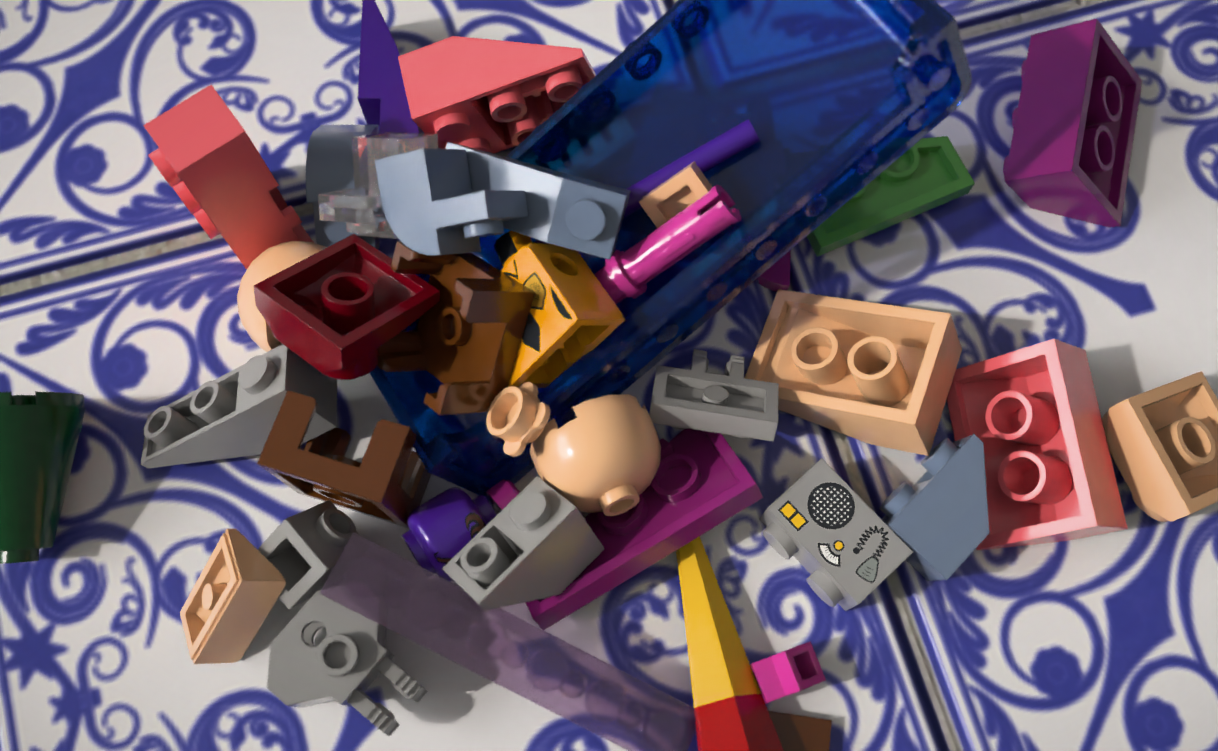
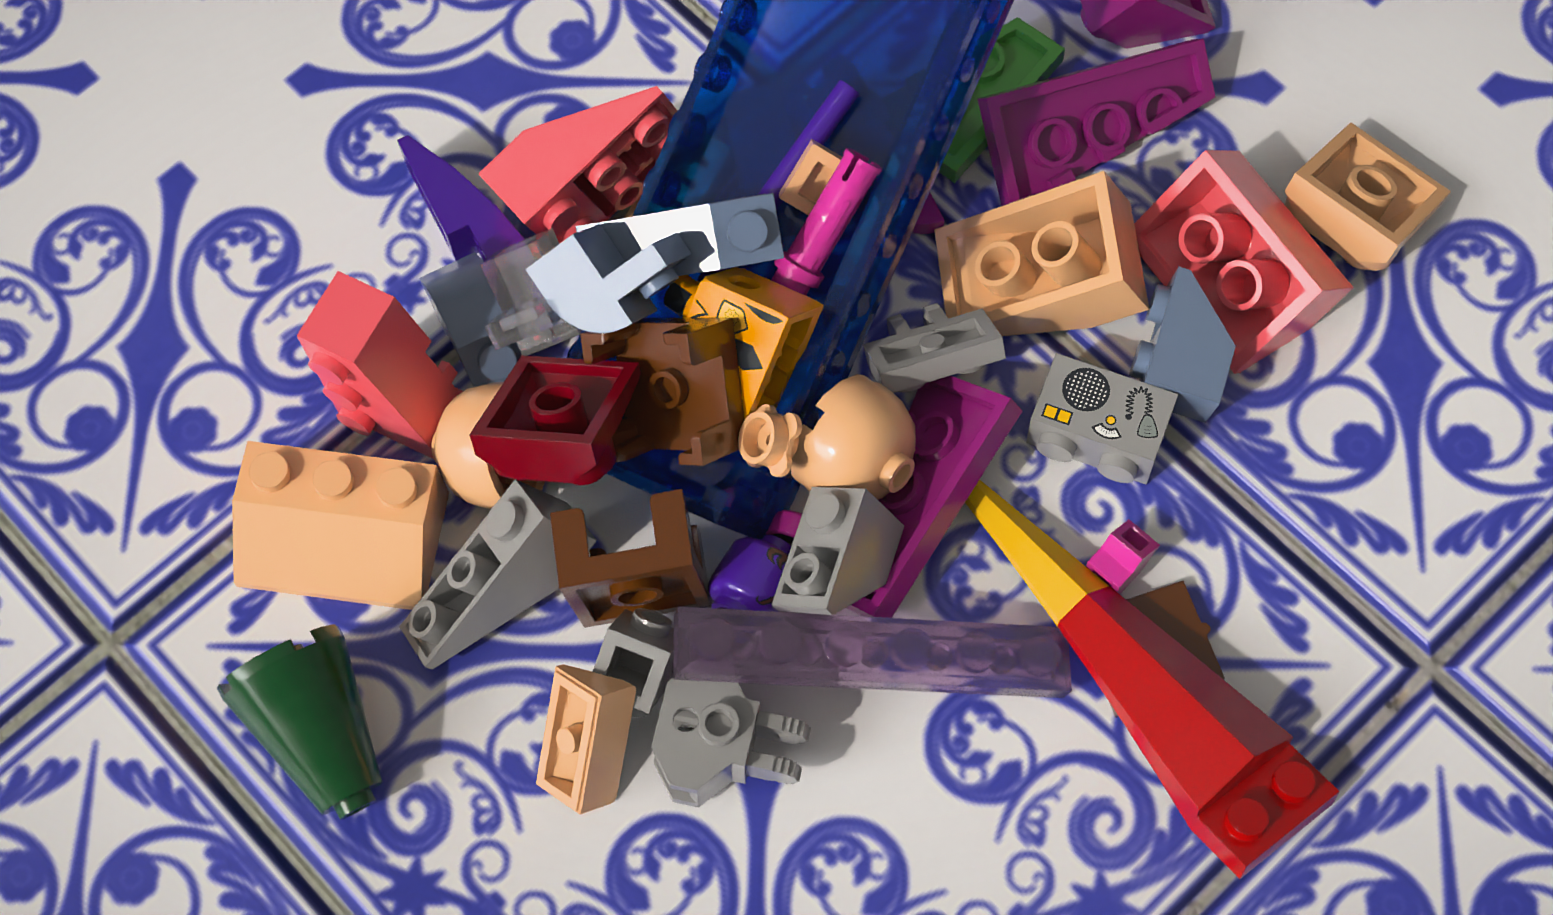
camera: 20 degrees left, 5 degrees down
(138, 303) = (336, 525): none -> light nougat slope
(947, 252) = (1074, 121): none -> magenta wing

